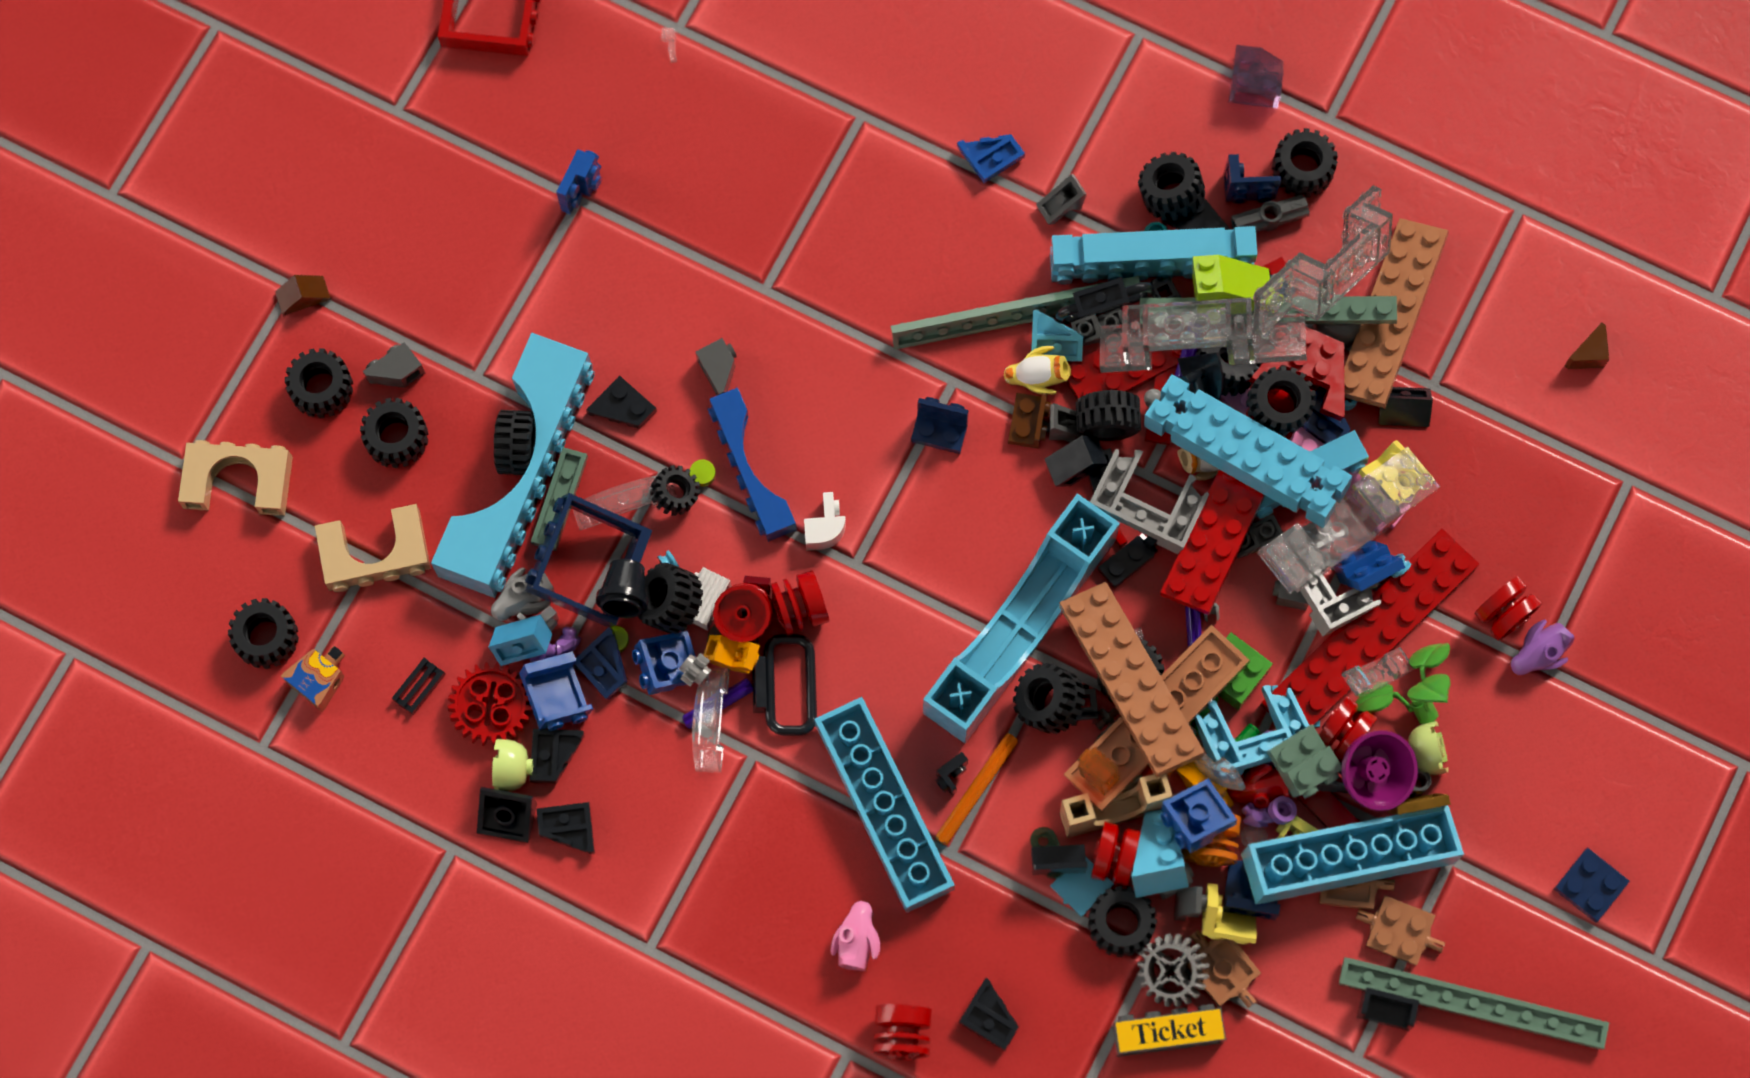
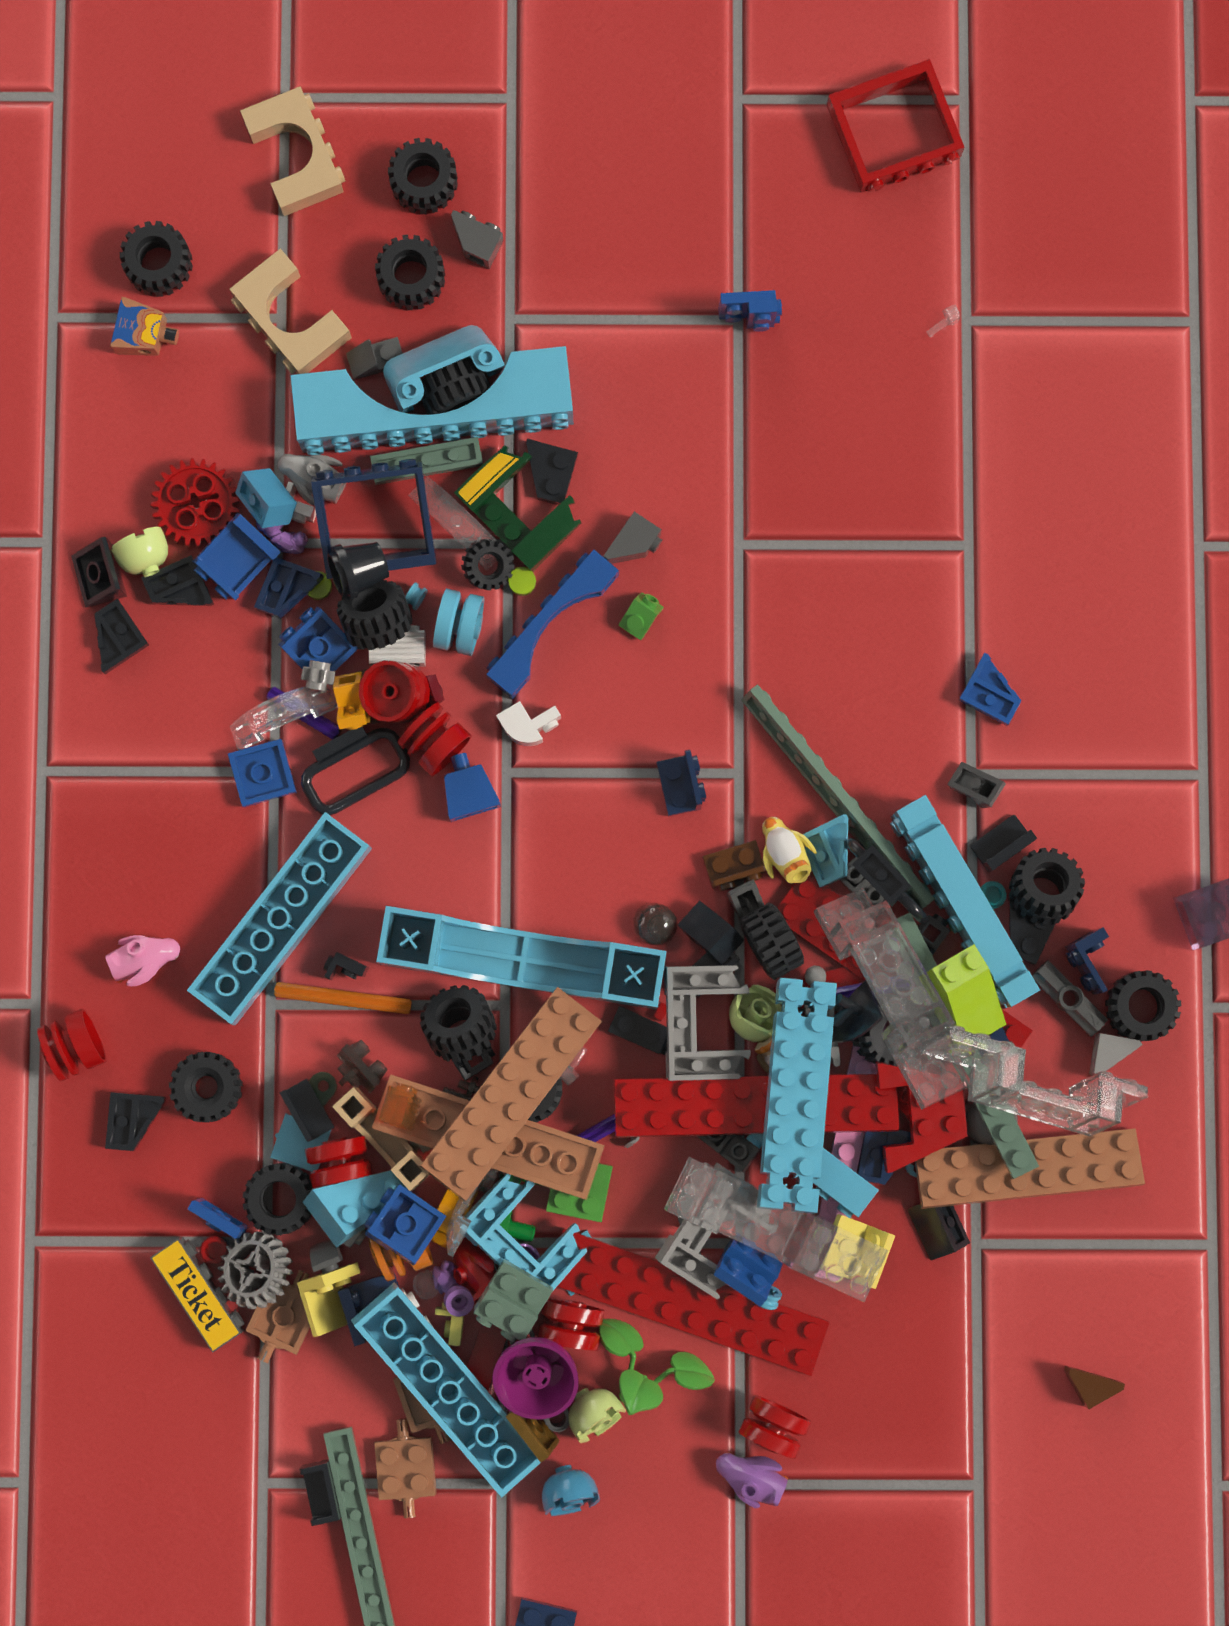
camera: 60 degrees right, 10 degrees up
(301, 293) = (507, 112): reddish brown slope -> none
(411, 679) = (185, 418): black tile -> none
(448, 497) = (371, 358): none -> dark grey slope
(480, 472) = (404, 370): none -> medium azure windscreen
(615, 470) = (480, 496): none -> dark green wedge
(711, 534) = (454, 621): none -> medium azure wheel
(750, 761) = (262, 773): none -> blue plate
(783, 391) = (641, 615): none -> bright green bracket
(855, 599) = (468, 790): none -> blue torso
(995, 918) = (184, 1087): none -> black tyre
(1044, 506) = (655, 923): none -> clear smoke hair
(1044, 804) = (356, 1071): none -> clear smoke hips
(1113, 980) = (217, 1218): none -> blue plate
(1119, 206) = (1002, 843): none -> black panel
(1137, 1002) = (213, 1248): none -> red tile
(1161, 460) = (753, 1013): none -> yellowish green cylinder
(1294, 386) = (881, 1122): black tyre -> none
(1328, 206) = (1110, 1050): none -> light grey slope
(1378, 673) = (643, 1327): clear slope -> none
(1483, 801) = (568, 1491): none -> dark azure cylinder

